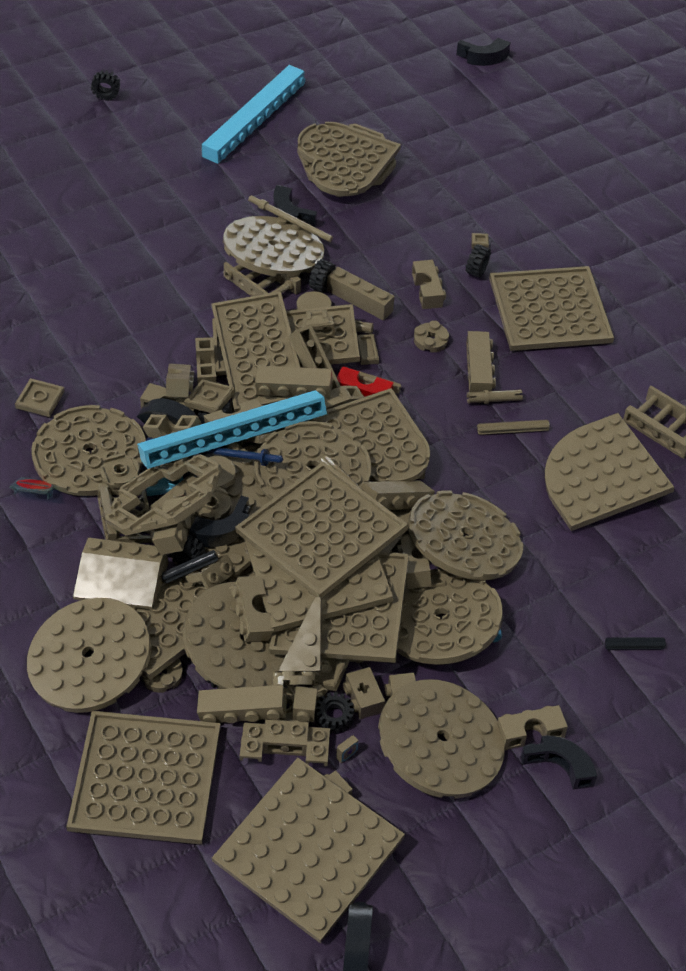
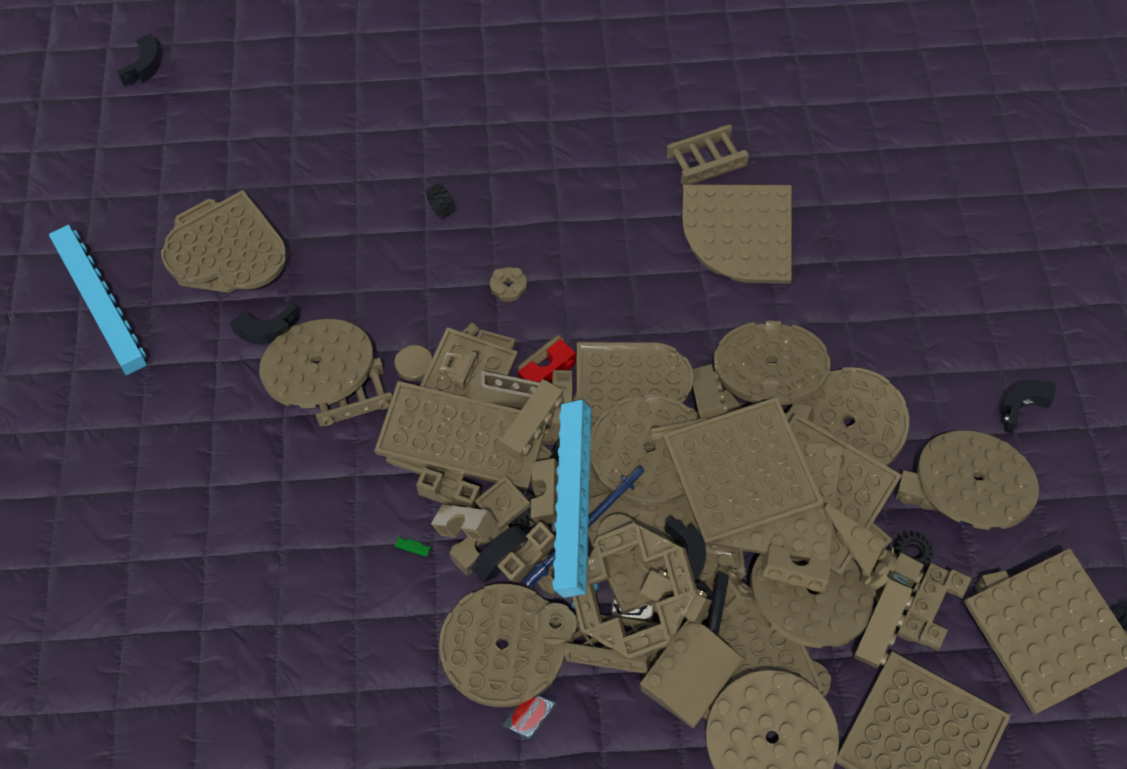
camera: 60 degrees left, 10 degrees up
(39, 397) = (404, 667): dark tan plate -> none
(148, 367) = (413, 546): none -> green piece
(264, 205) = (252, 346): dark tan bar -> none
(320, 275) = (384, 337): black tyre -> none
(347, 749) = (956, 558): dark tan tile -> none
(360, 293) = (423, 316): dark tan brick -> none
(364, 693) = (902, 519): dark tan brick -> none
(431, 292) = (428, 250): dark tan arch -> none
(479, 238) = (404, 188): dark tan tile -> none
(479, 361) = (565, 260): dark tan brick -> none
(494, 396) = (608, 273): dark tan pin -> none
(512, 427) = (653, 271): dark tan axle -> none
(547, 721) = (985, 393): dark tan arch -> none
(550, 308) = (525, 175): dark tan plate -> none
(635, 643) = (927, 295): black axle -> none

